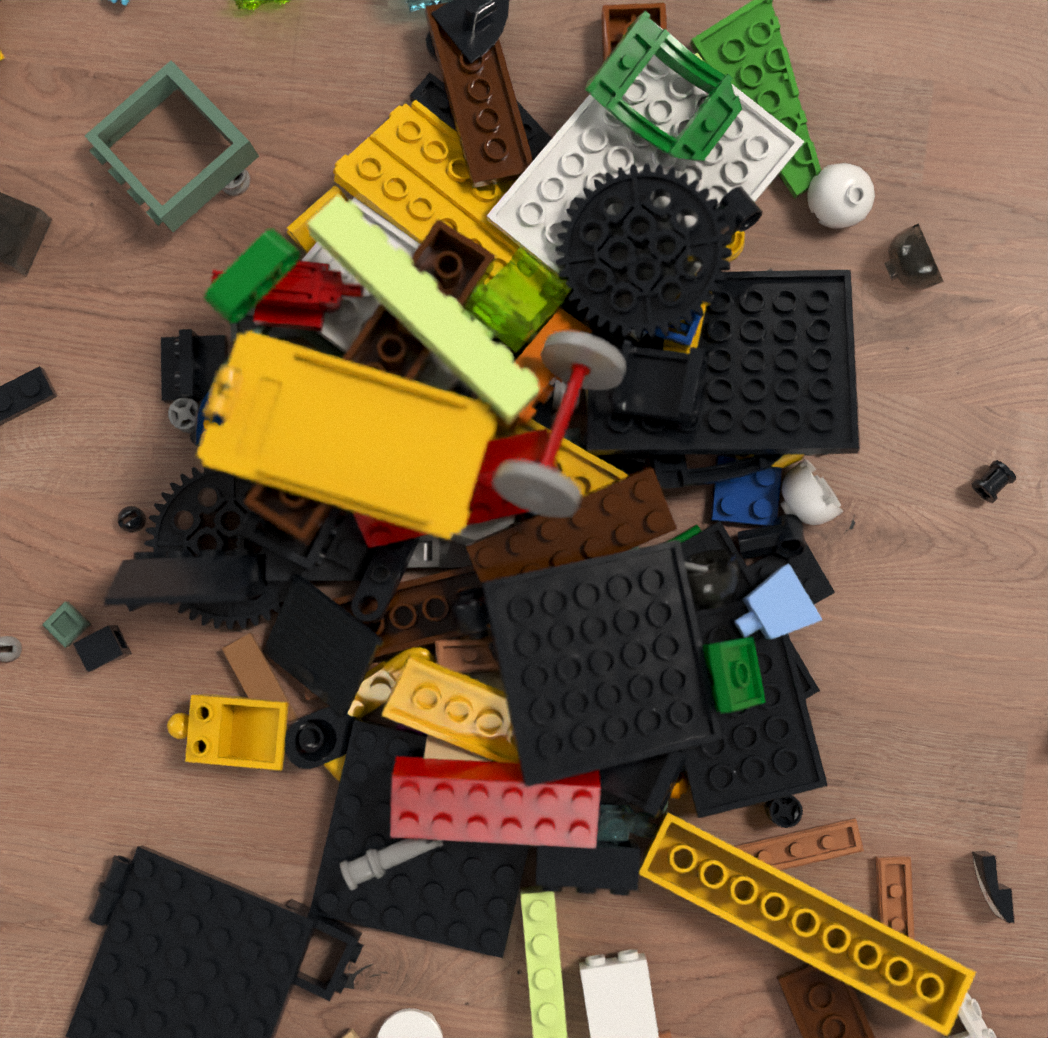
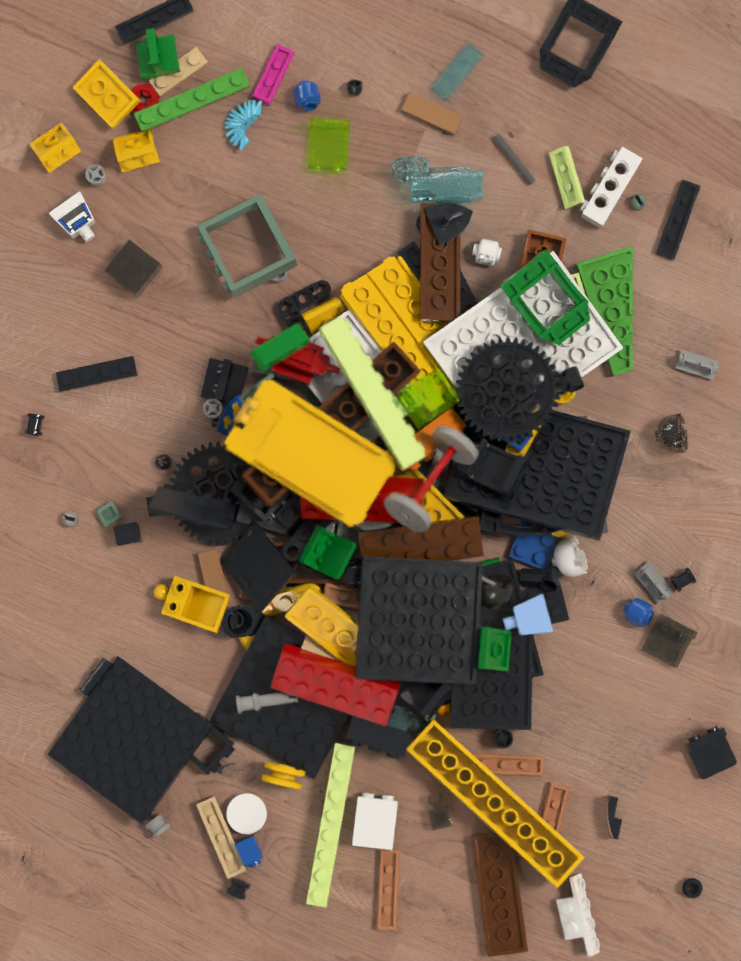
camera: 15 degrees right, 0 degrees up
(280, 222) = (297, 306): none -> black beam
(424, 592) = (327, 552): none -> green bracket
(451, 970) = (283, 775): none -> yellow wheel
(548, 59) = (487, 252): none -> white head
(717, 959) = (439, 815): none -> clear smoke plate
(841, 195) = (639, 383): white cylinder -> none
(919, 145) = (697, 364): none -> light grey hinge
(940, 551) = (638, 612): none -> blue head
(949, 499) = (654, 582): none -> light grey hinge
(999, 581) = (668, 640): none -> clear smoke bracket

